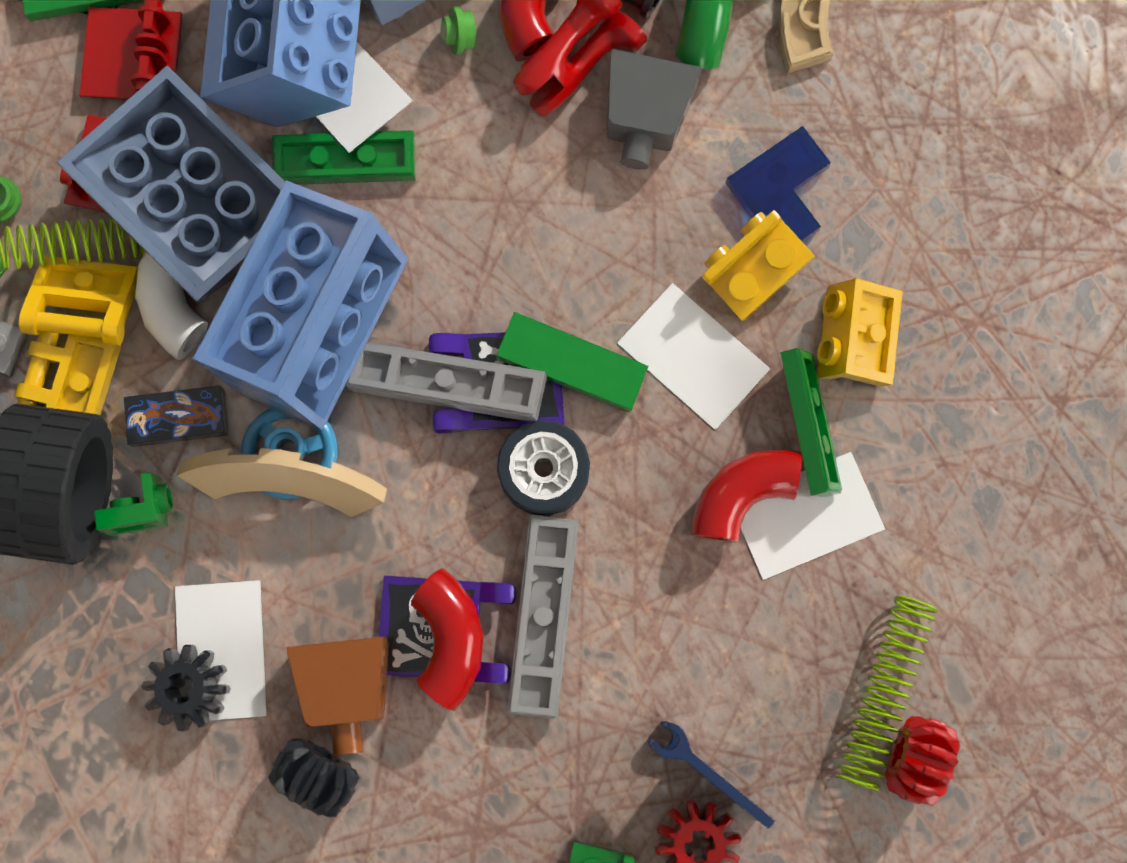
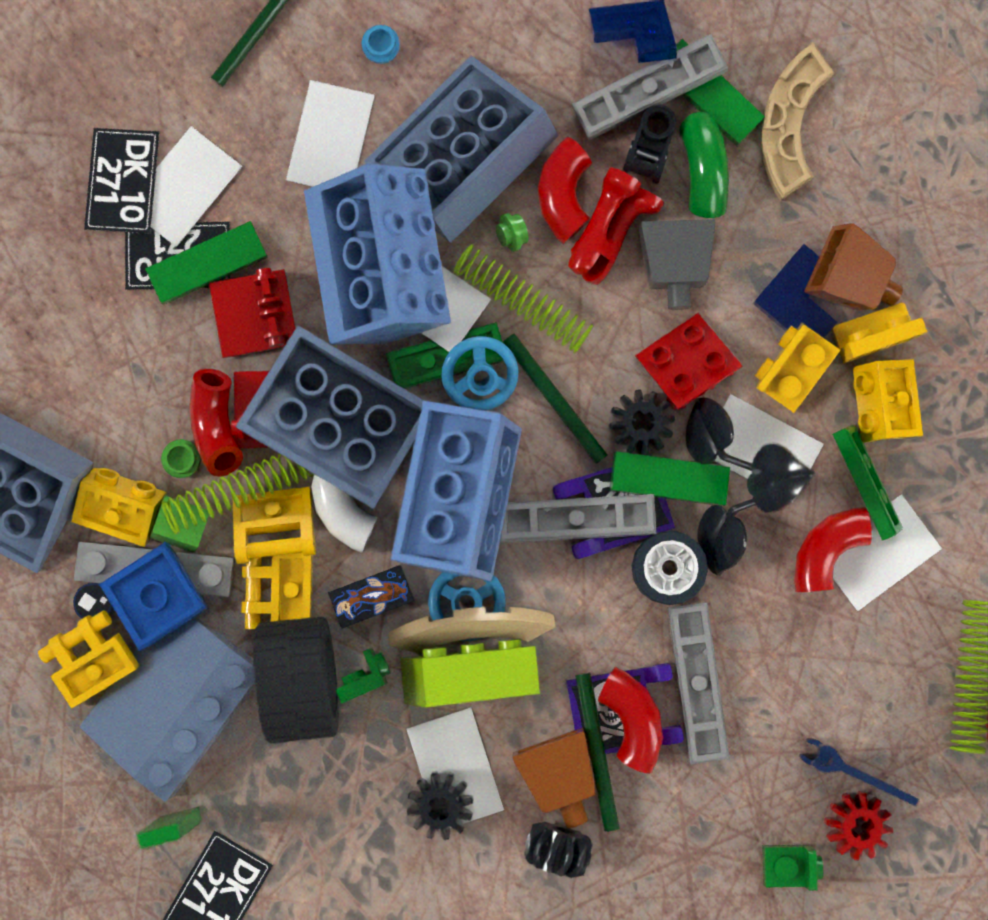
camera: 15 degrees left, 5 degrees up
(44, 142) = (212, 423): none -> red cylinder
(267, 533) = (470, 675): none -> lime wedge
(381, 148) = (484, 386): none -> dark azure piece
(397, 671) = (597, 752): none -> dark green bar
(449, 104) = (461, 261): none -> lime piece
(460, 237) = (555, 399): none -> dark green bar
(565, 274) = (641, 409): none -> black gear
(630, 231) = (688, 361): none -> red hinge
(687, 383) = (774, 482): none -> black plant
(854, 169) = (854, 271): none -> dark orange torso
(865, 249) = (876, 332): none -> yellow bracket

